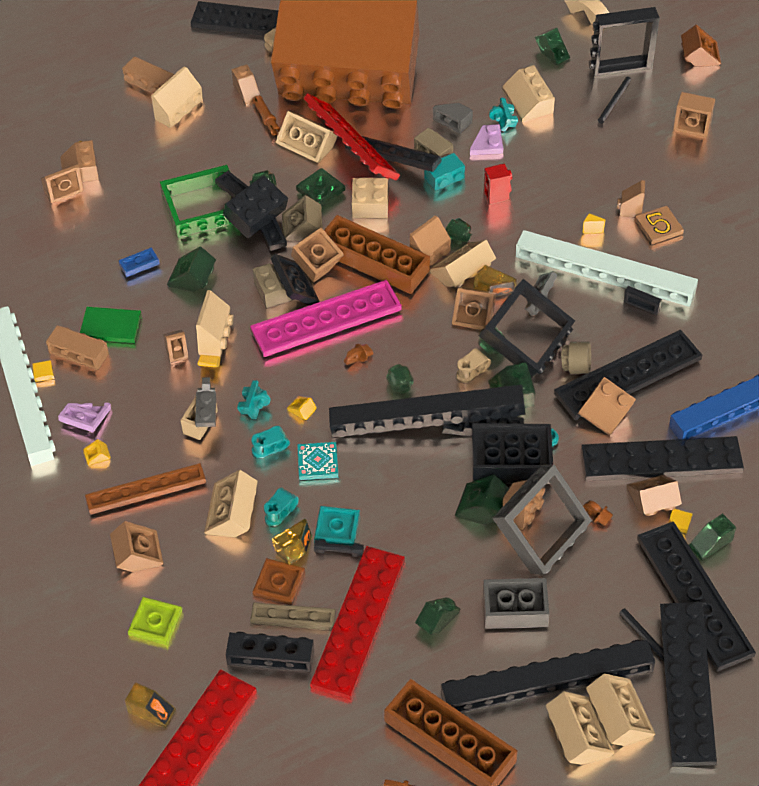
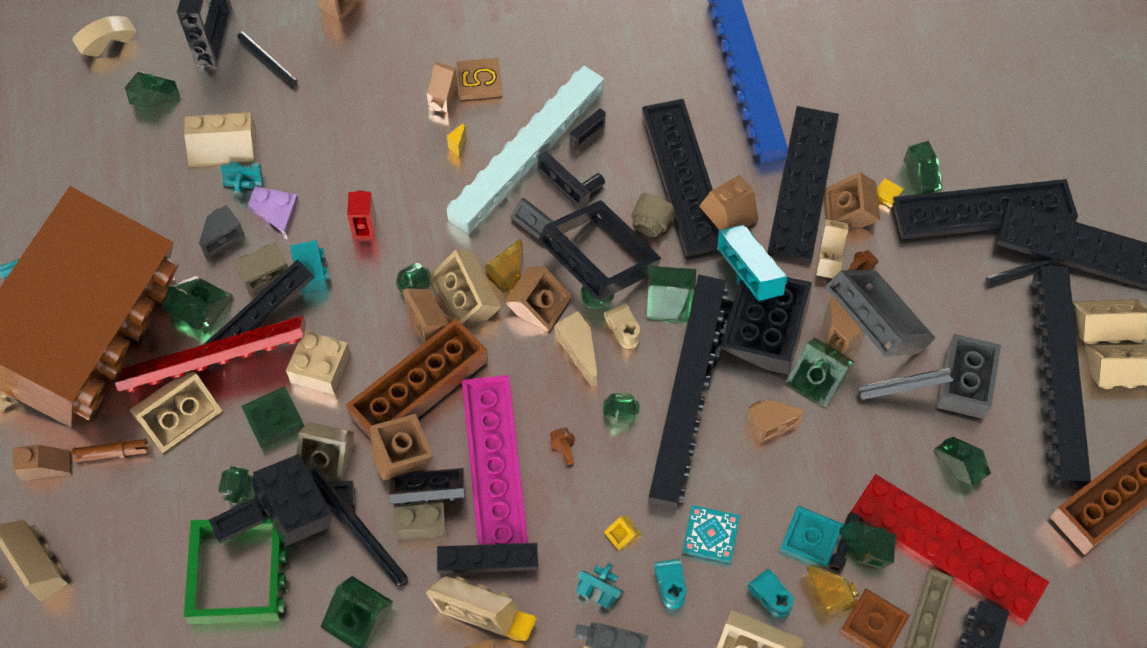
camera: 75 degrees left, 10 degrees up
(251, 328) = (487, 558): none -> black plate
(252, 252) = (358, 528): none -> black axle
(338, 560) = (869, 544): none -> clear green slope
(392, 121) = (196, 302): none -> clear green slope
(425, 476) = (772, 417): none -> medium nougat slope
(443, 343) = (577, 340): none -> tan slope
(489, 556) = (906, 383): none -> axle
(552, 421) = (751, 262): none -> brick
(580, 307) = (566, 182): none -> black piece
(605, 488) = (832, 248): none -> tan brick

